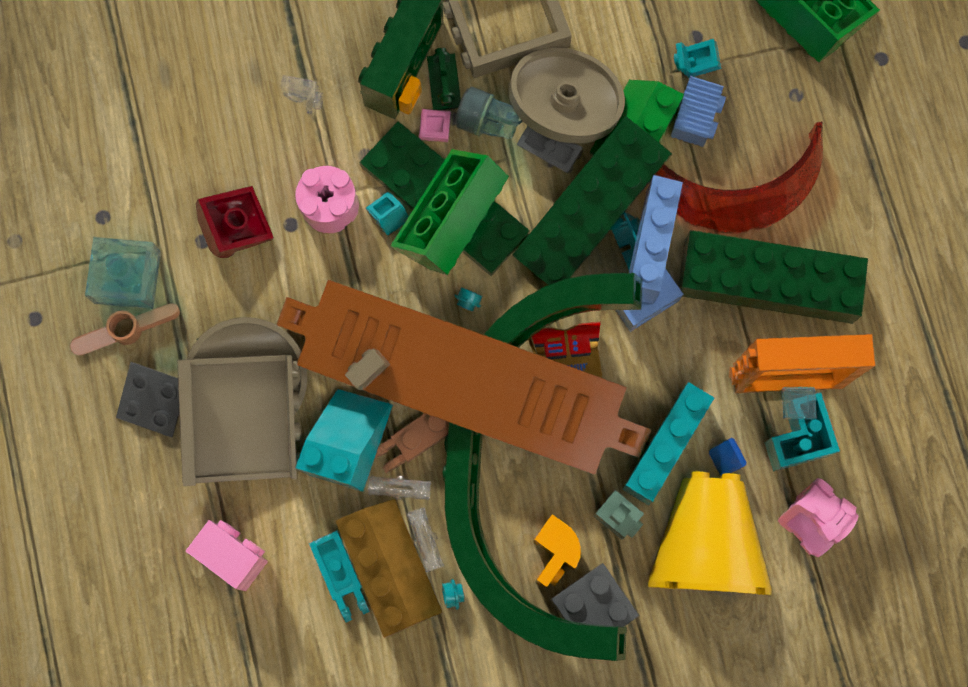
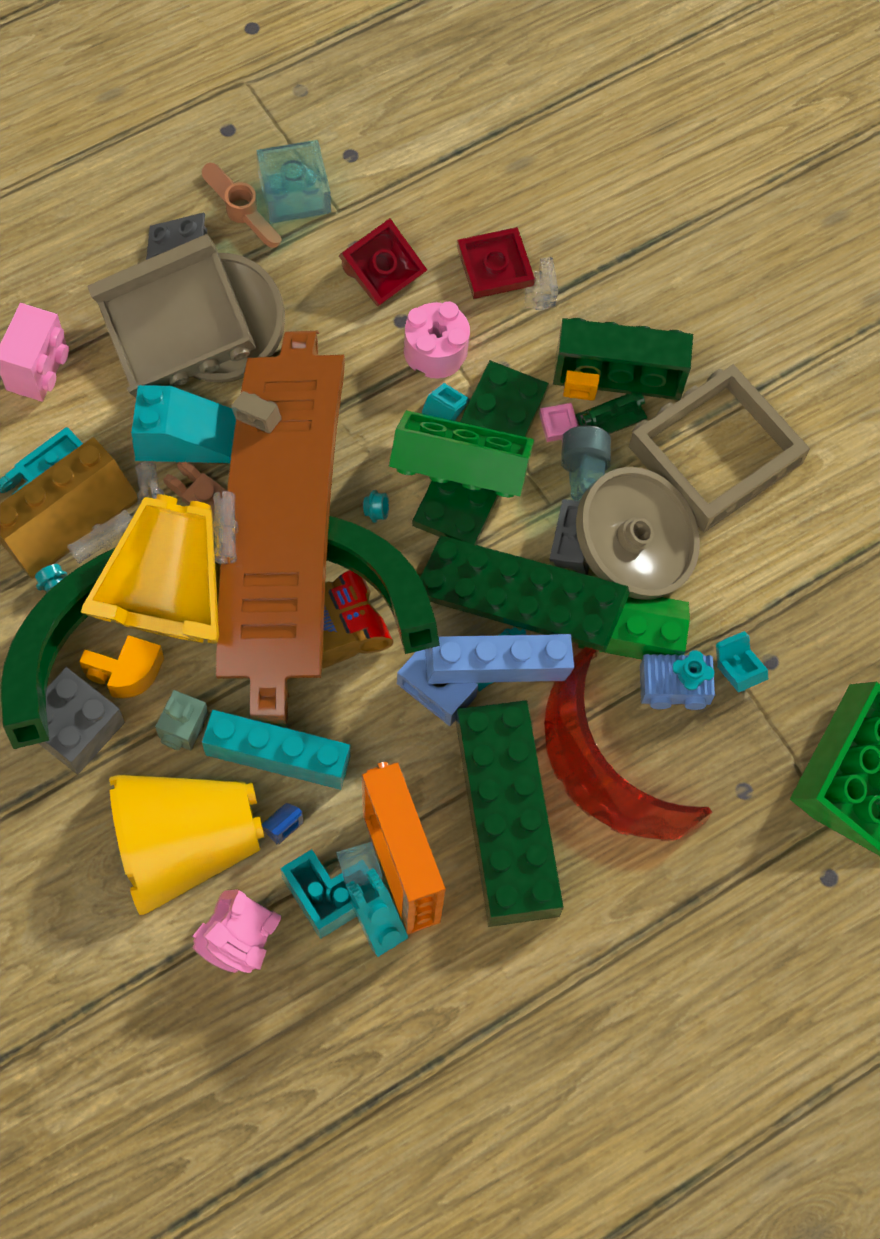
camera: 70 degrees right, 10 degrees down
(264, 126) = (495, 263): none -> dark red plate
(473, 426) = (225, 527): none -> clear pin
(497, 488) = (162, 573): none -> yellow cone
(702, 101) = (686, 677): none -> teal plate
(836, 402) = (377, 914): none -> teal hinge

